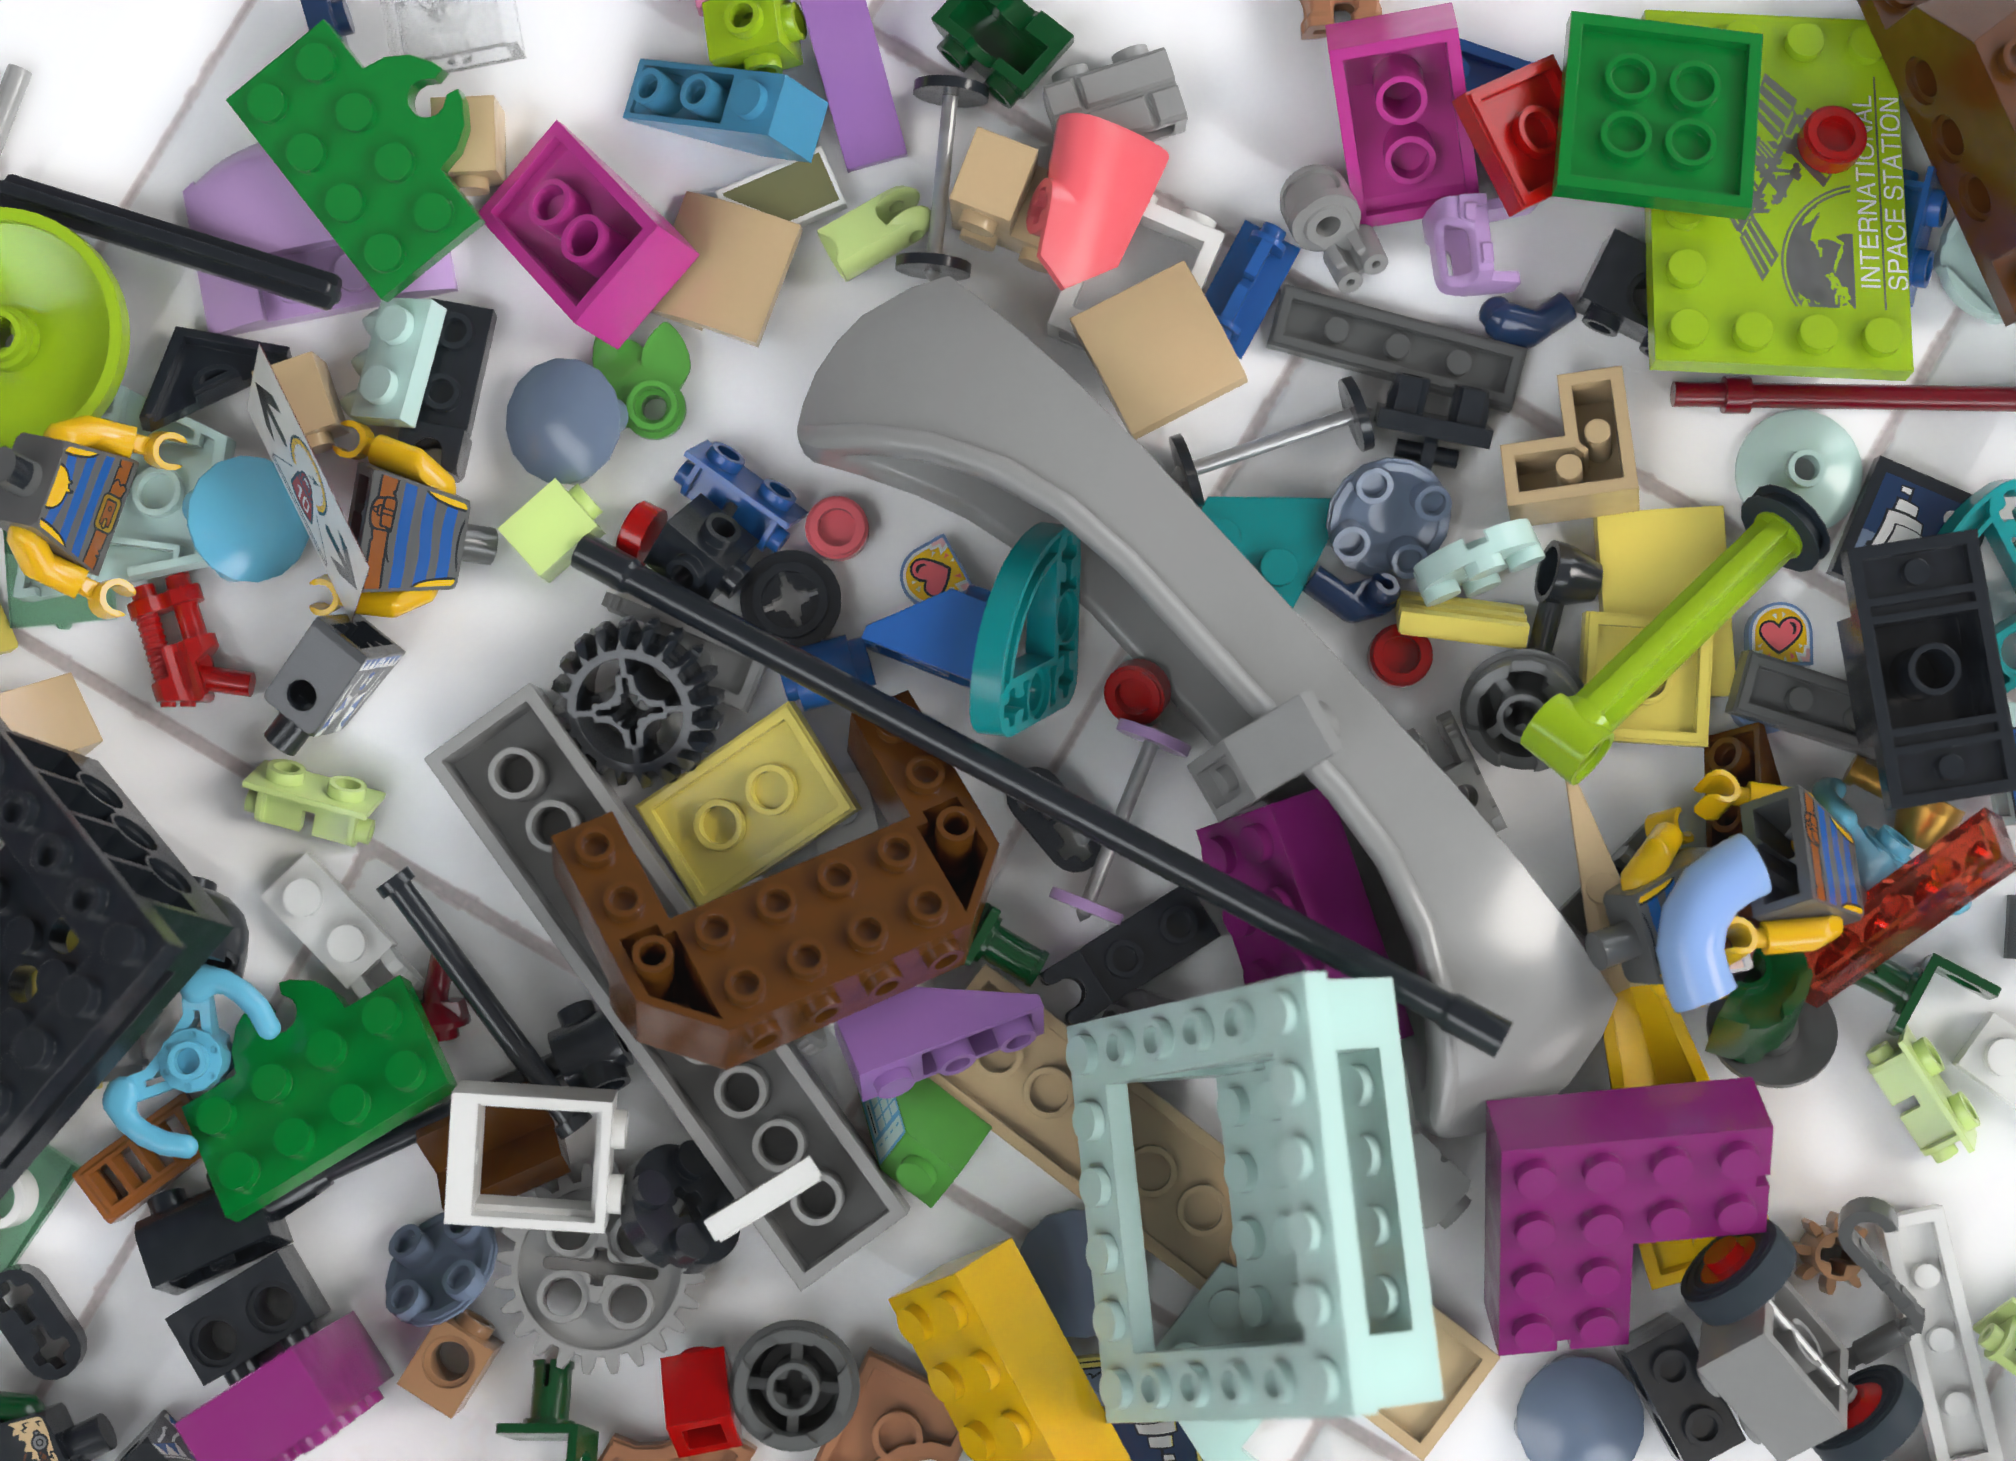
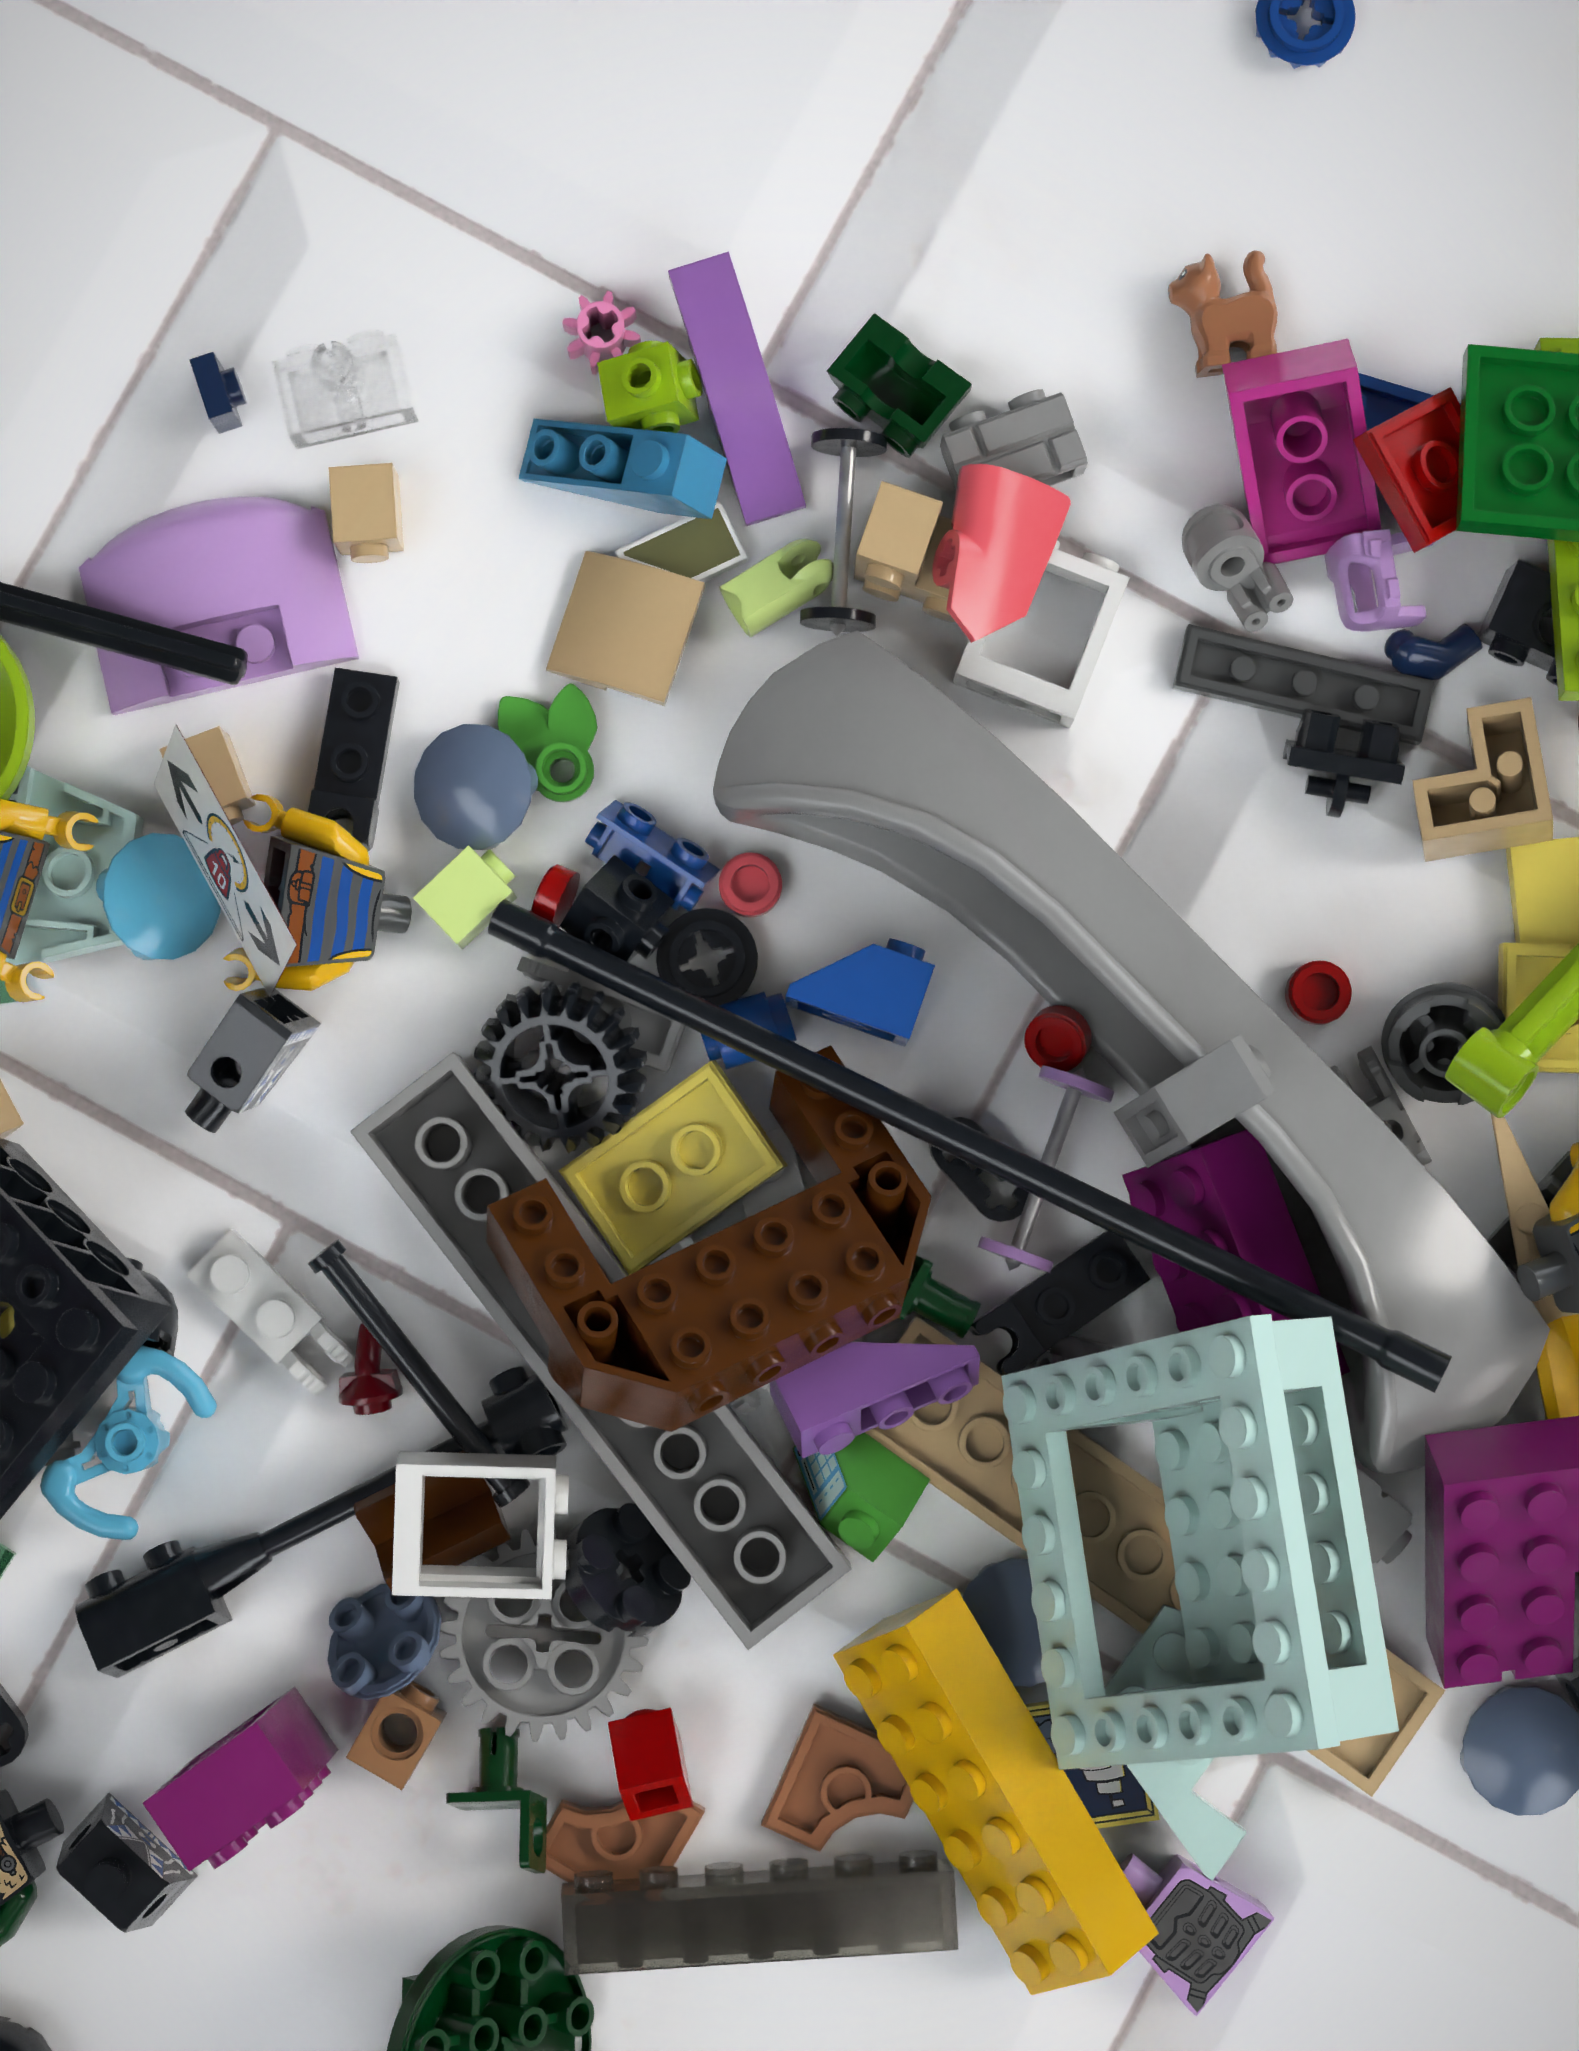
camera: 10 degrees left, 0 degrees up
(103, 1192) = (38, 1574): dark orange slope -> none
(185, 669) = (100, 1049): red piece -> none
(201, 371) = (107, 748): black tile -> none
(245, 1308) = (187, 1686): black brick -> none
(284, 792) = (264, 1179): yellowish green hinge -> none
(315, 1090) = (253, 1467): green plate -> none
(364, 153) = (265, 525): green plate -> none
(395, 363) = (302, 735): light aqua plate -> none
(587, 236) = (488, 600): dark pink slope -> none
(763, 1199) = (709, 1558): white tile -> none
(794, 1385) = (744, 1744): dark grey cone -> none
(932, 571) = (848, 926): tile -> none
(1044, 584) = (955, 956): teal beam -> none
(1159, 350) = (1069, 697): tan slope -> none
(1250, 281) = (1148, 629): blue hinge -> none
(1275, 535) = (1193, 875): teal wing -> none
(1354, 414) = (1264, 754): axle -> none
(1355, 600) = (1271, 939): dark blue arm -> none
(1388, 517) = (1303, 856): sand blue dish -> none
(1463, 620) = (1379, 955): light yellow tile -> none
(1477, 563) = (1394, 898): light aqua plate -> none
(1561, 579) = (1477, 910): black bar -> none

